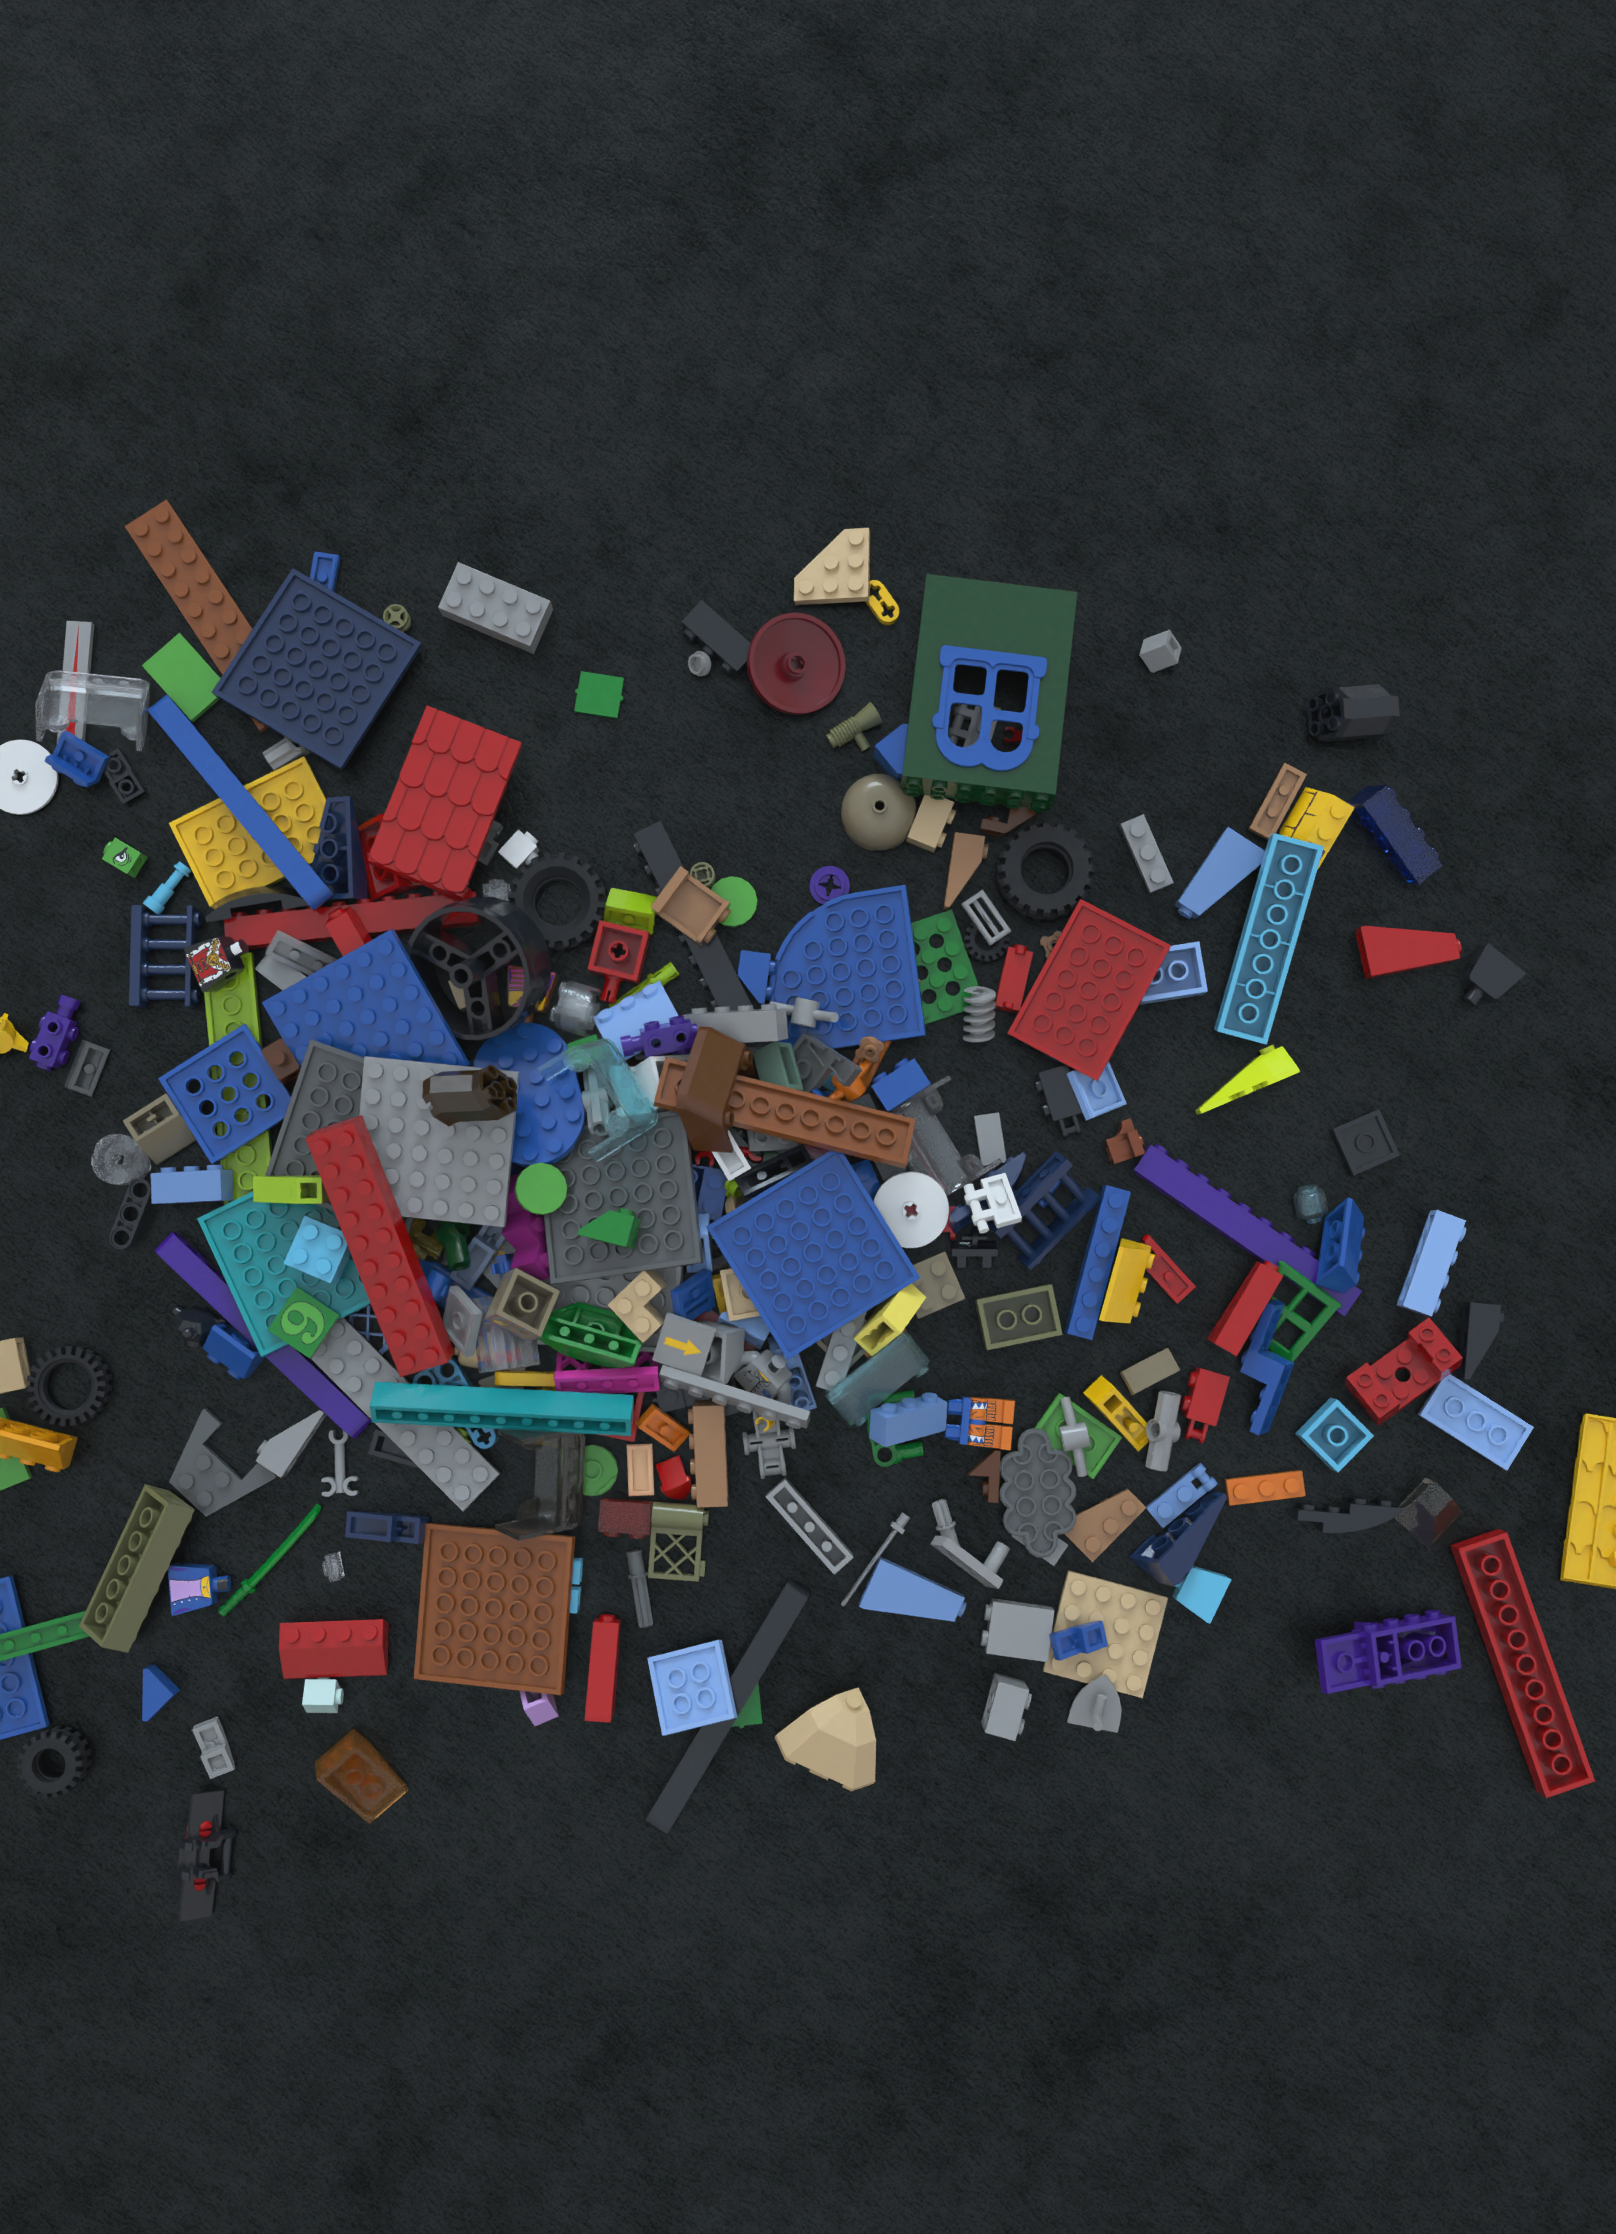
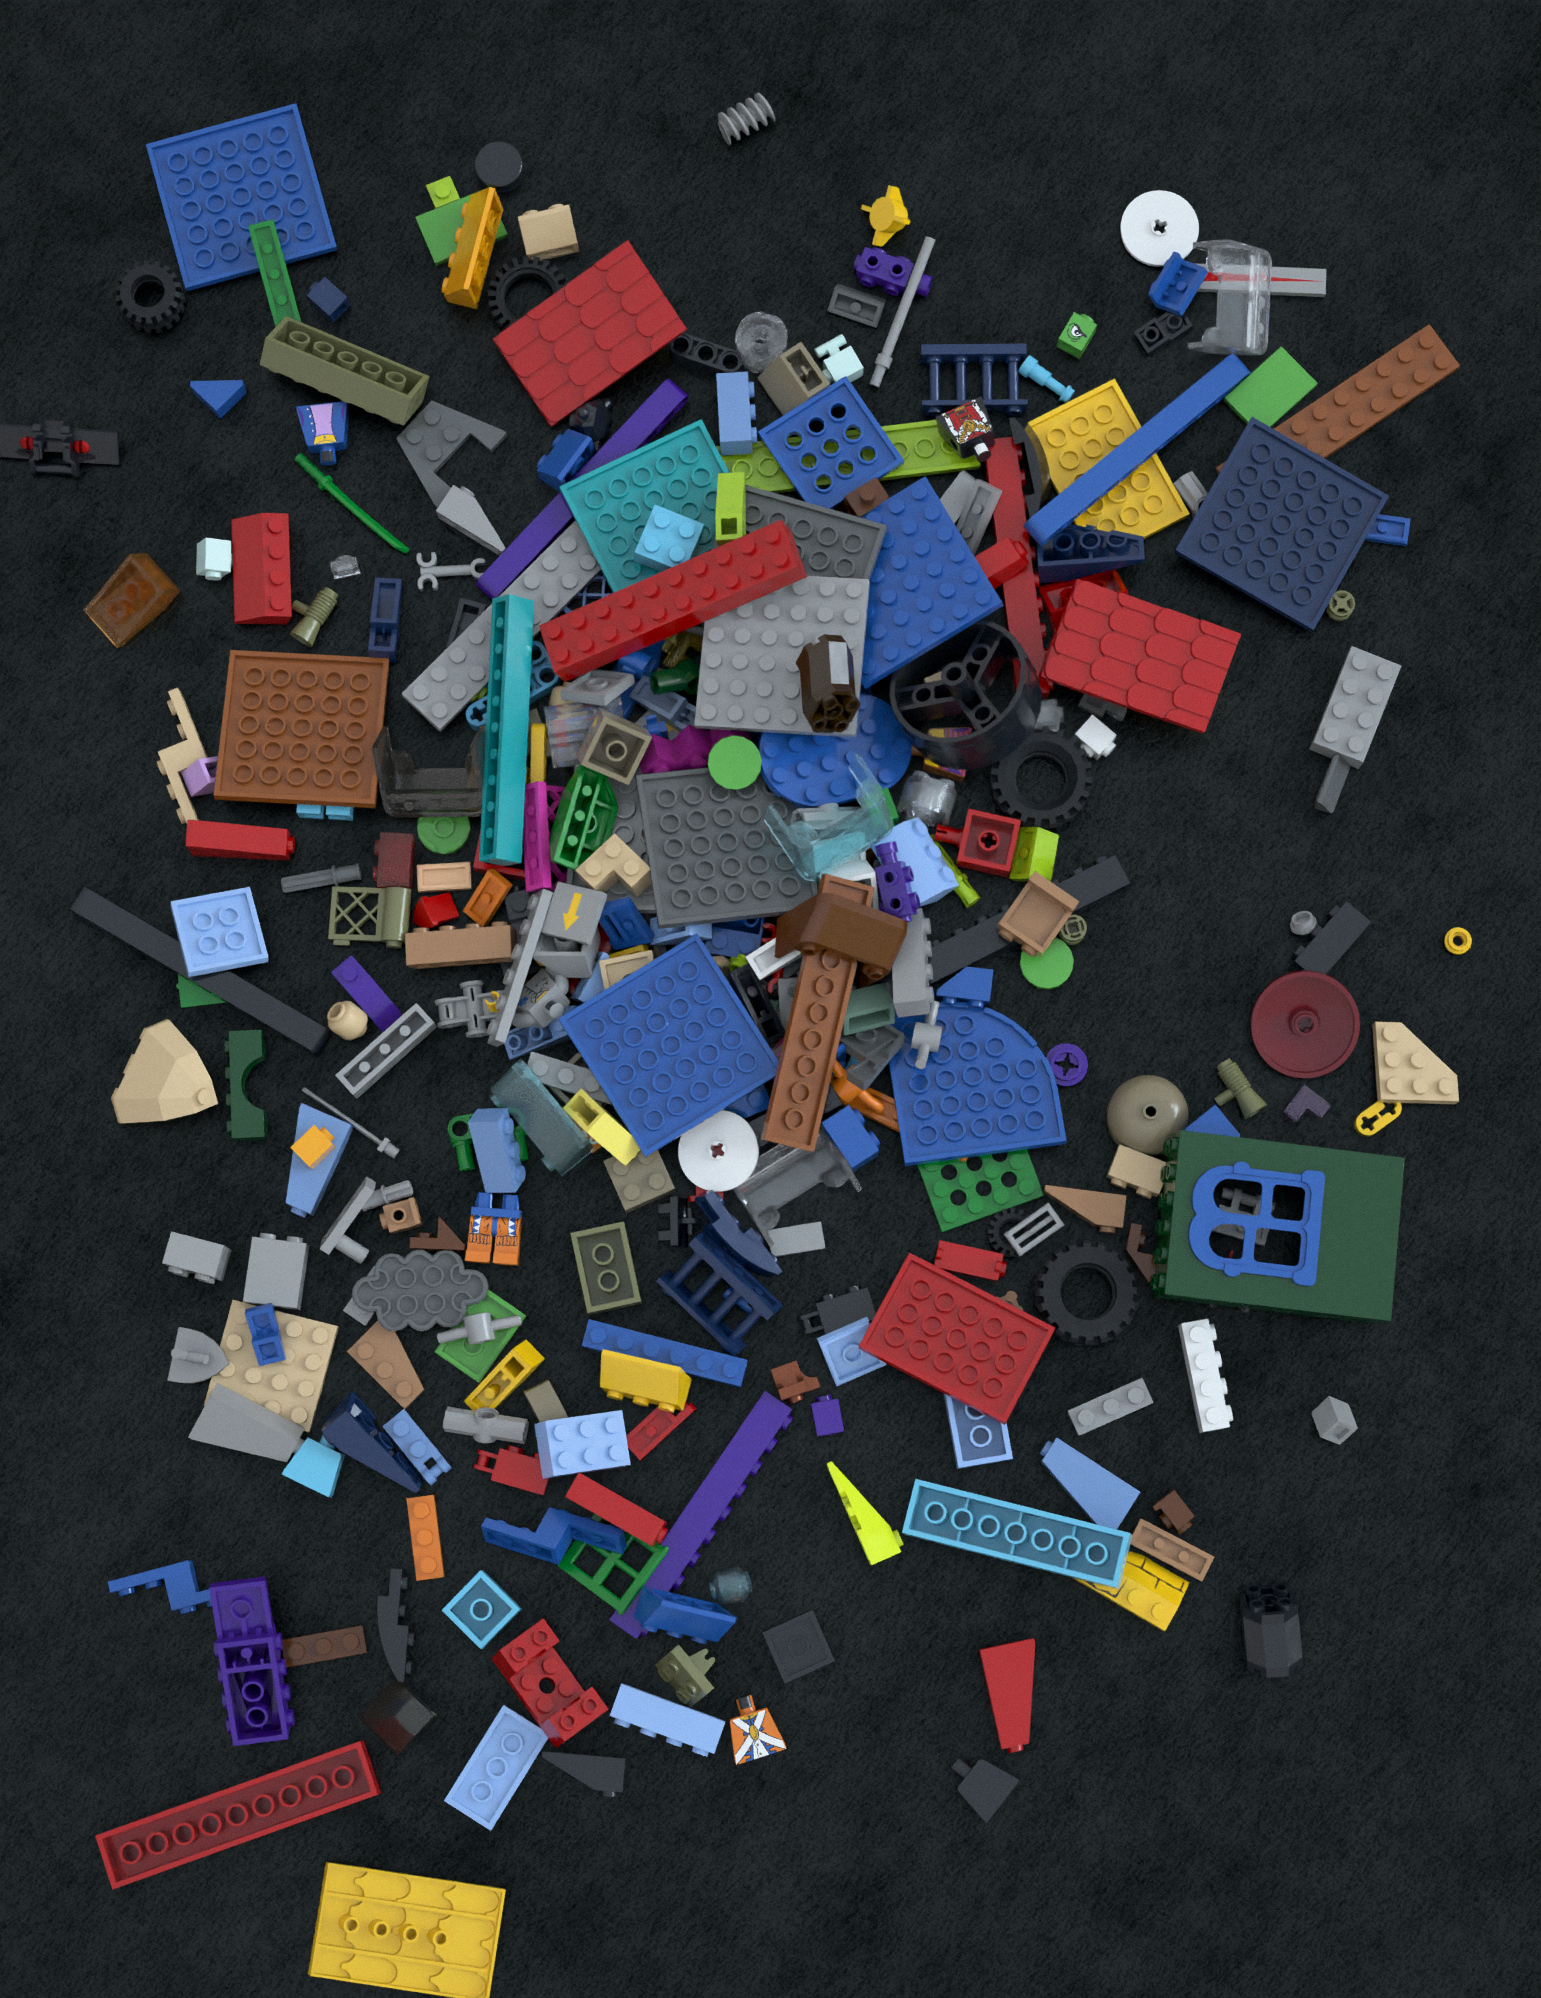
camera: 90 degrees right, 5 degrees down
(63, 1584) = (328, 299): none -> dark blue brick
(107, 1326) = (589, 334): none -> red piece
(142, 1042) = (884, 359): none -> light grey bar
(144, 1084) = (839, 363): none -> light aqua brick
(214, 1747) = (162, 454): light grey slope -> none
(304, 1322) = (594, 528): green tile -> none
(382, 1595) = (315, 616): none -> olive piece
(518, 1725) = (181, 756): none -> tan bracket
(568, 633) = (1332, 784): none -> dark grey slope
(599, 695) = (1266, 818): green piece -> none
(613, 1228) = (693, 836): green slope -> none
(718, 516) = (1463, 935): none -> yellow plate
(754, 1543) = (366, 993): none -> dark purple slope
(779, 1562) = (347, 1020): none -> tan head
(808, 1662) = (245, 1051): none -> dark green arch
(866, 667) = (1306, 1101): none -> clear purple piece
(870, 1043) = (889, 1105): medium nougat plate -> none
(902, 1594) = (314, 1146): none -> light orange brick
(959, 1503) = (410, 1220): none -> medium nougat brick
(981, 1015) = (931, 1225): light grey piece -> none
(1000, 1200) = (729, 1241): white plate -> none
(1120, 766) = (1203, 1375): none -> white brick
(1155, 1112) = (827, 1416): none -> dark purple brick
(1165, 1657) = (246, 1426): none -> light grey slope
(1184, 1340) = (582, 1444): none -> light blue brick
(1243, 798) = (1174, 1512): none -> reddish brown brick
(1310, 1719) = (179, 1582): none -> blue bracket
(1364, 1582) = (324, 1646): none -> reddish brown plate
(1393, 1244) = (686, 1674): none -> olive plate
(1396, 832) = (1139, 1679): clear blue wedge -> none
(1444, 1183) = (754, 1732): none -> torso

